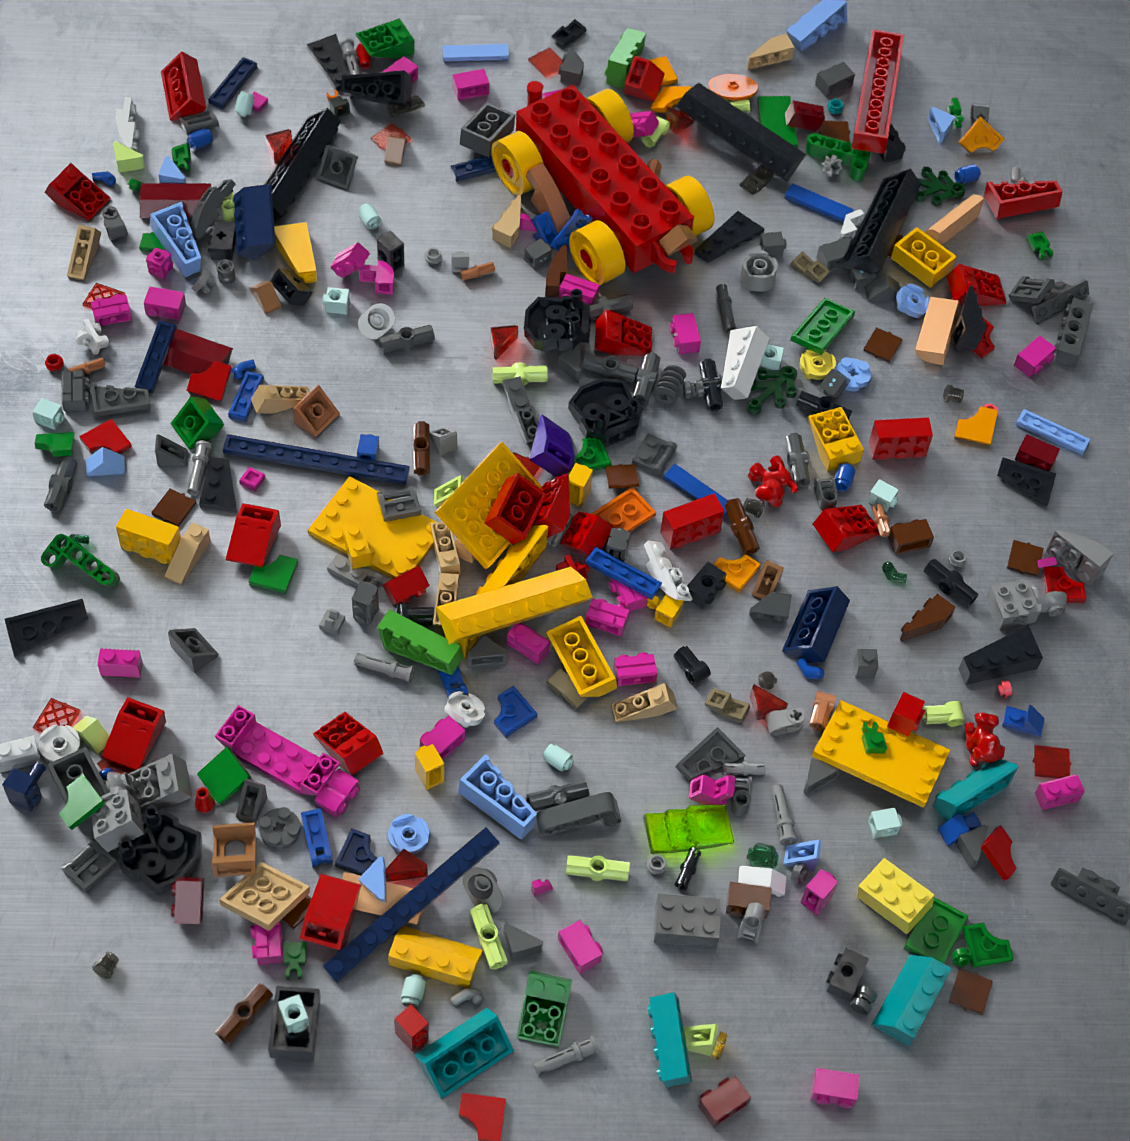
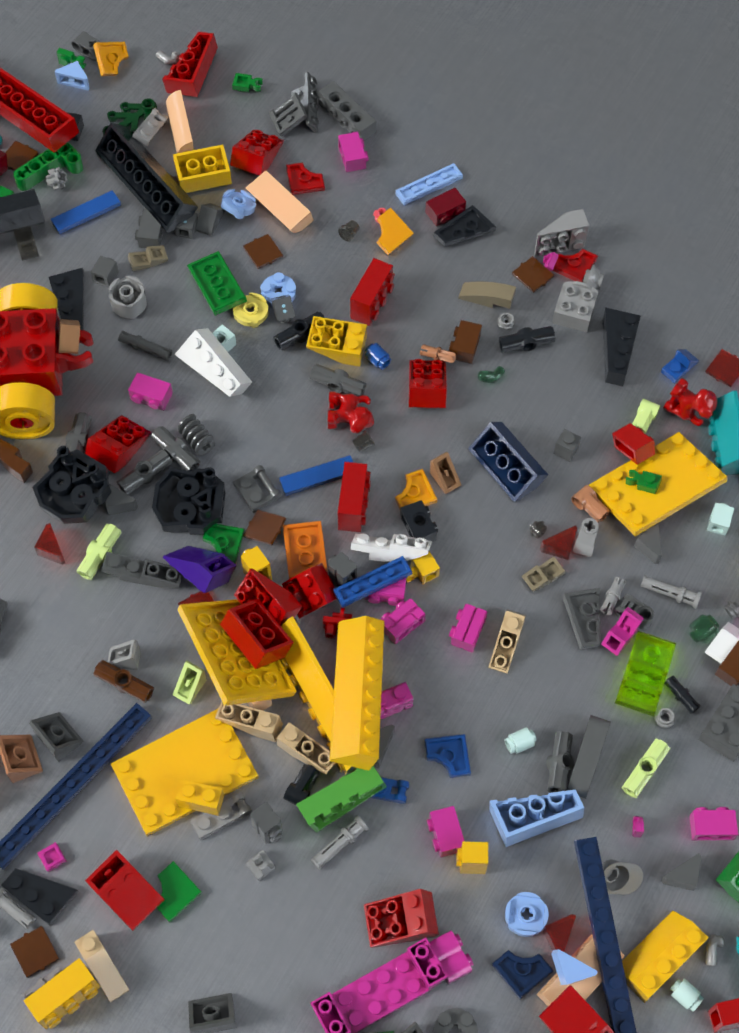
camera: 55 degrees left, 5 degrees up
(316, 836) = (484, 1001): blue plate -> none
(347, 427) = (56, 735): none -> dark grey slope
(368, 446) = (91, 728): blue brick -> none
(401, 507) = (179, 736): dark grey plate -> none
(406, 585) = (267, 776): red piece -> none
(457, 705) = (438, 794): white plate -> none
(492, 947) = (652, 894): yellowish green piece -> none
(562, 685) = (454, 693): dark tan slope -> none
(582, 658) = (436, 664): yellow slope -> none
(589, 289) = (42, 451): dark pink brick -> none
(693, 389) = (213, 419): dark grey wheel -> none
(694, 669) = (495, 579): black piece -> none
(711, 385) = (217, 402): black piece -> none
(742, 526) = (379, 461): reddish brown piece -> none
(772, 606) = (472, 482): dark grey slope -> none
(786, 374) = (252, 356): dark green plant -> none
(803, 853) = (718, 596): light blue slope -> none
(810, 671) = (548, 492): blue arm -> none
(826, 492) = (382, 377): dark grey piece -> none
(851, 221) = (129, 205): white slope -> none
(883, 494) = (414, 338): light aqua brick -> none
(929, 619) = (550, 368): reddish brown slope -> none
(934, 200) = (150, 127): none -> light grey plate
(967, 174) = (139, 89): blue brick -> none
(968, 324) = (293, 174): black slope -> none
(973, 531) = (488, 293): none -> dark tan slope
(1005, 688) = (645, 360): coral plate -> none

